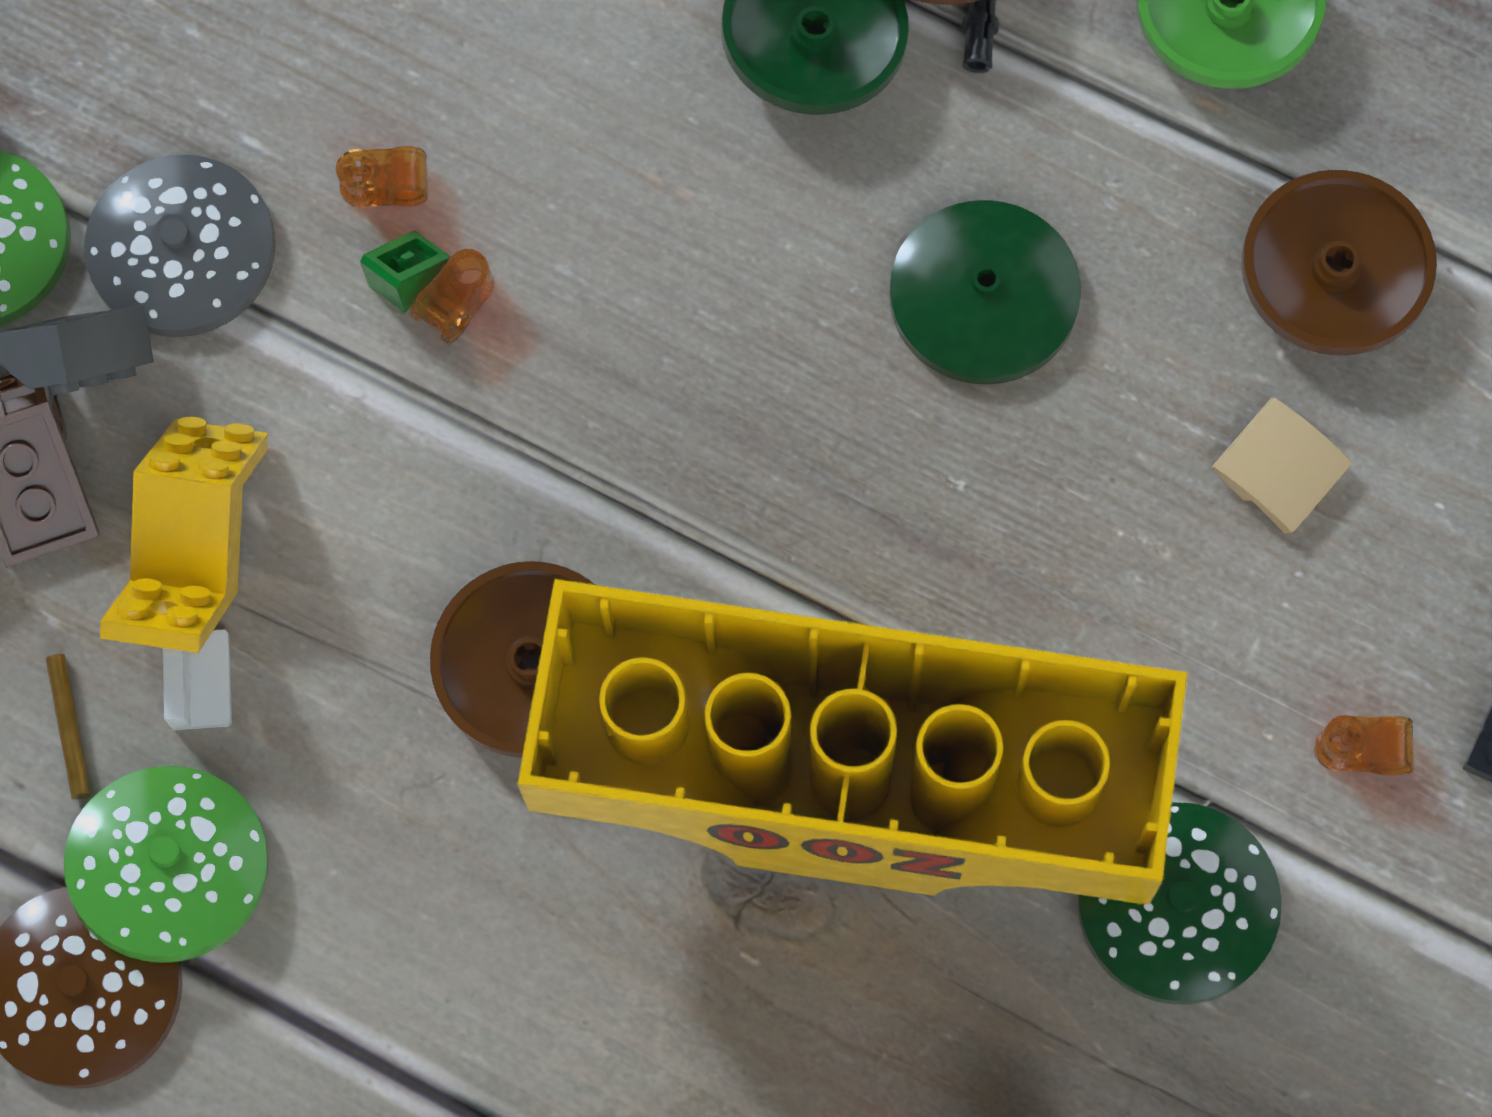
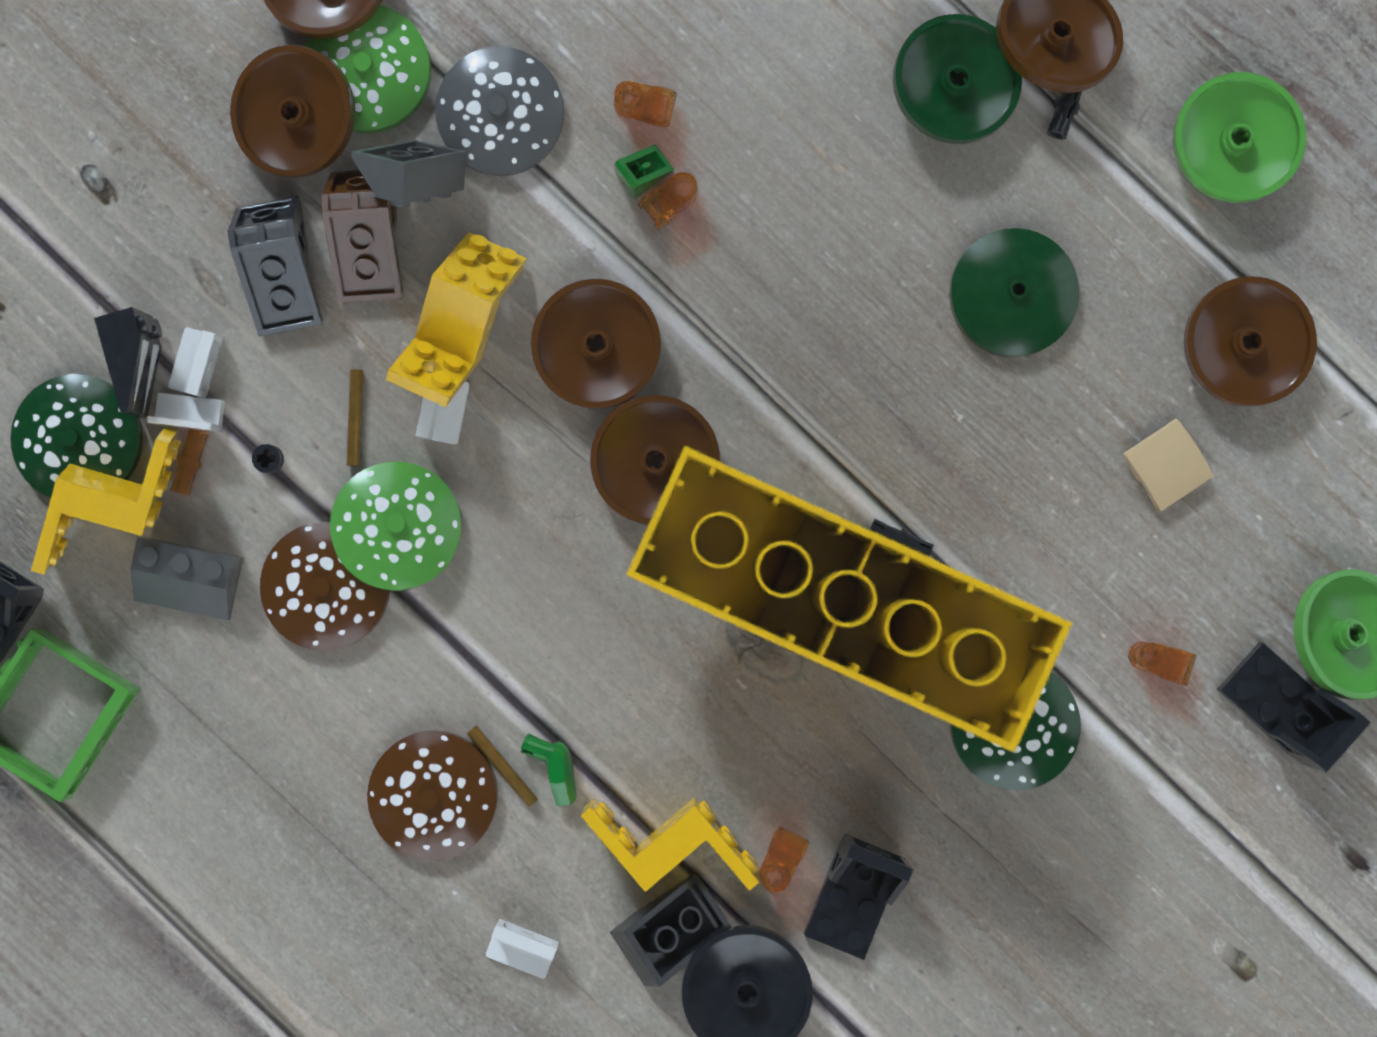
camera: 10 degrees right, 15 degrees up
(399, 519) = (596, 343): none -> reddish brown dish

